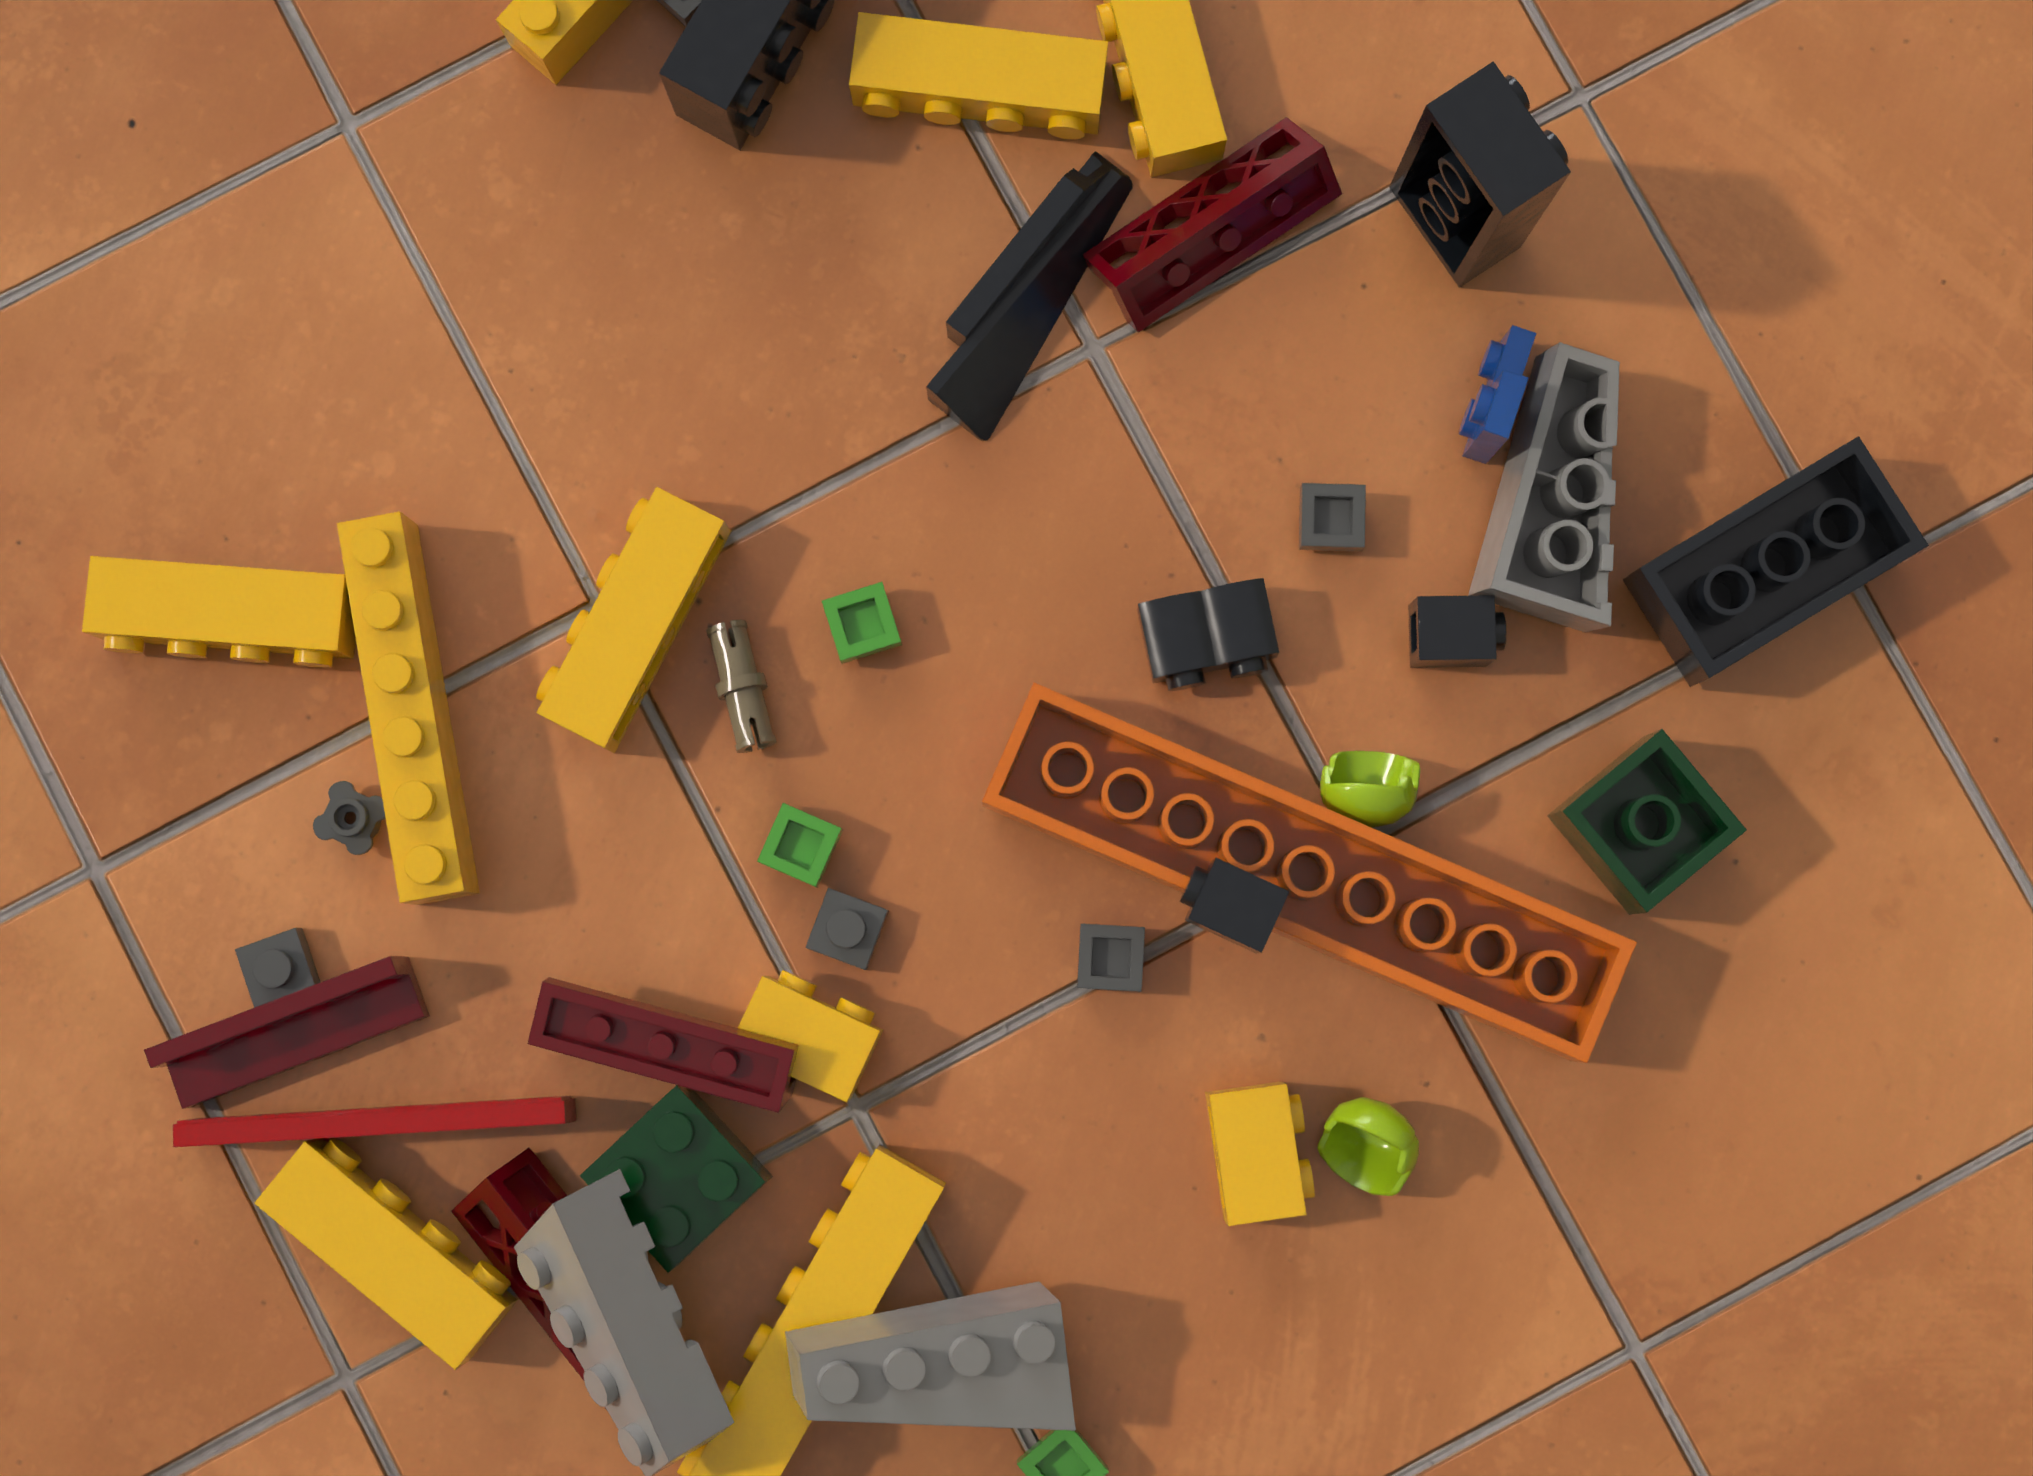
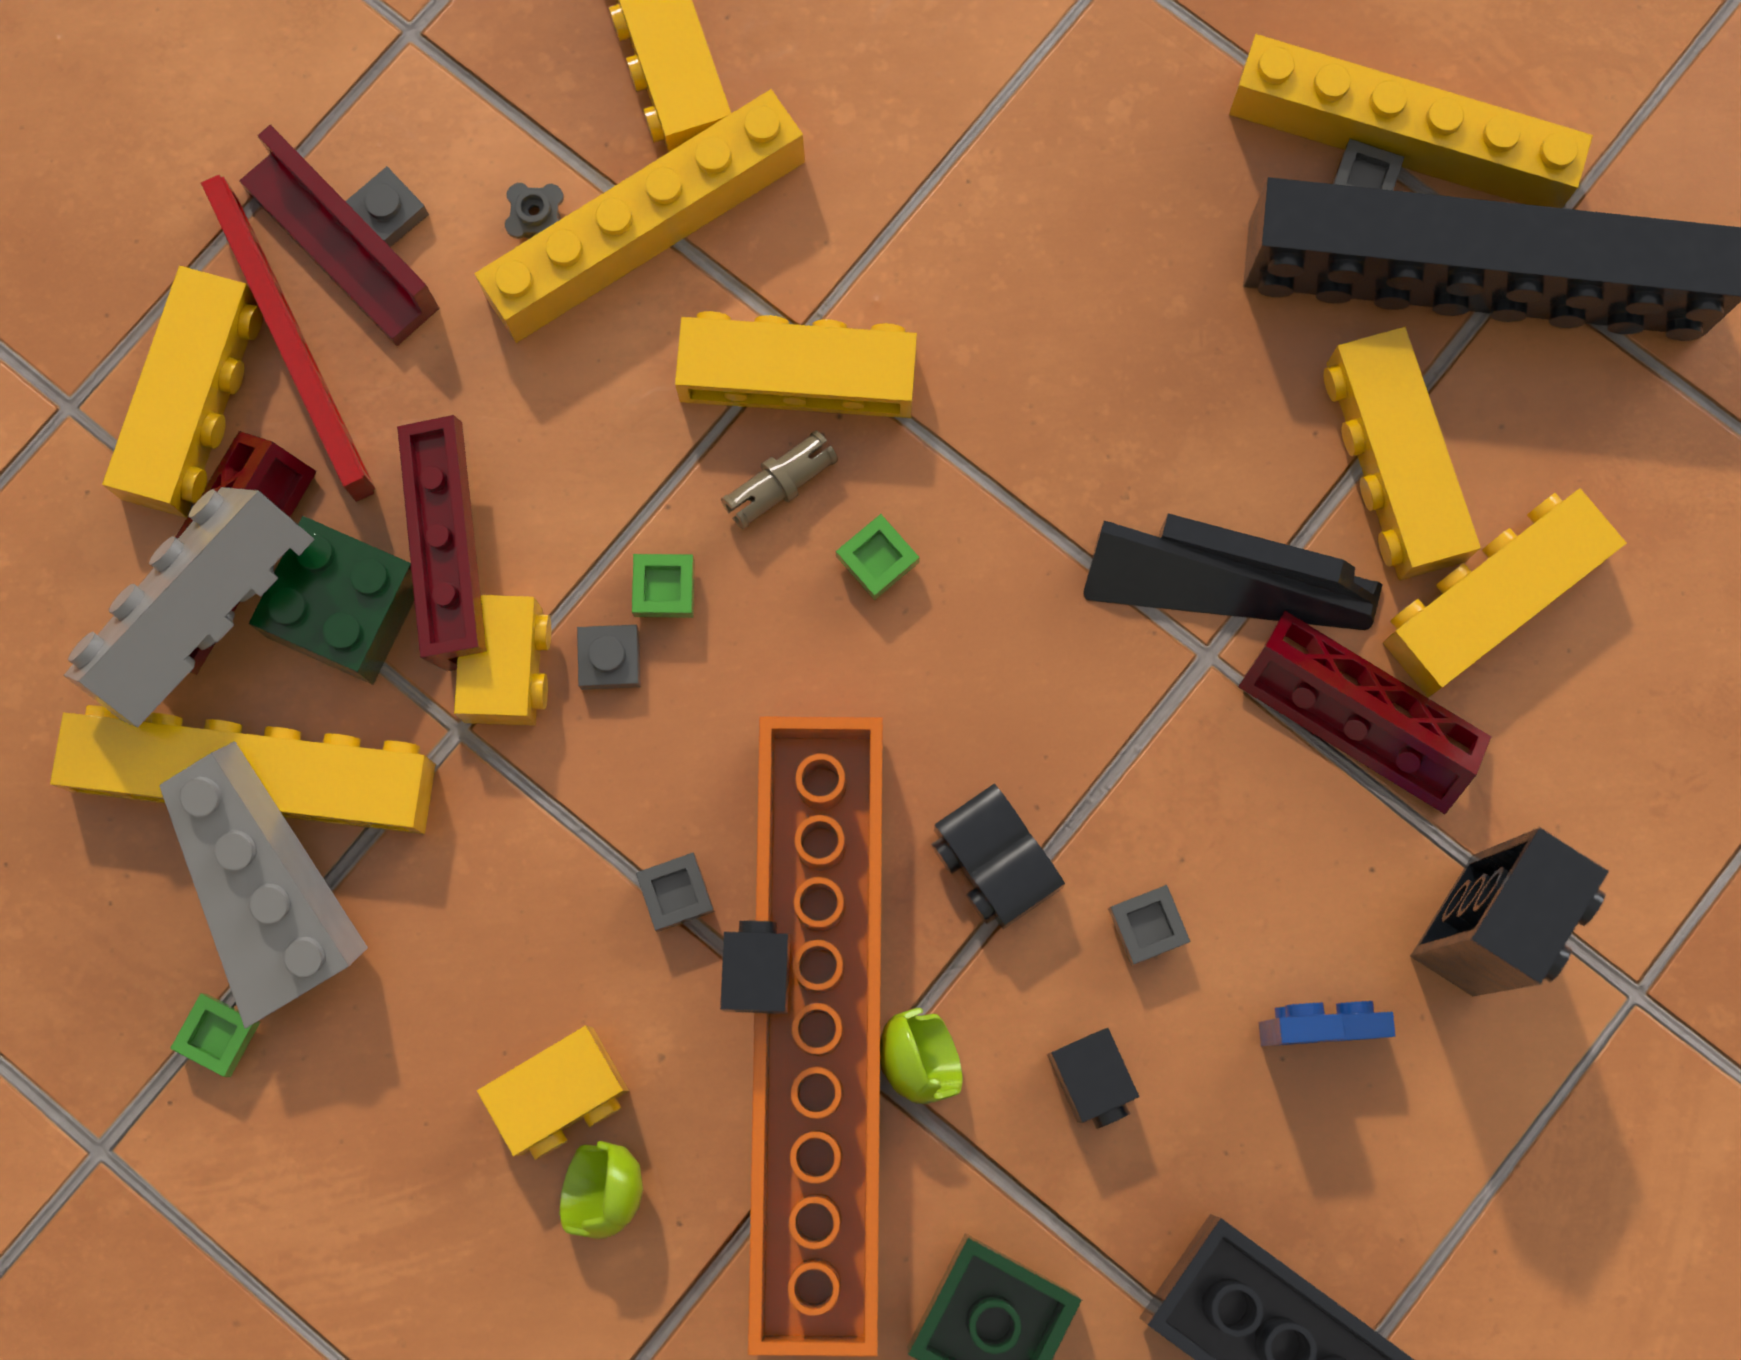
camera: 65 degrees right, 5 degrees down
(1552, 510) = (1251, 1118): light grey wedge -> none

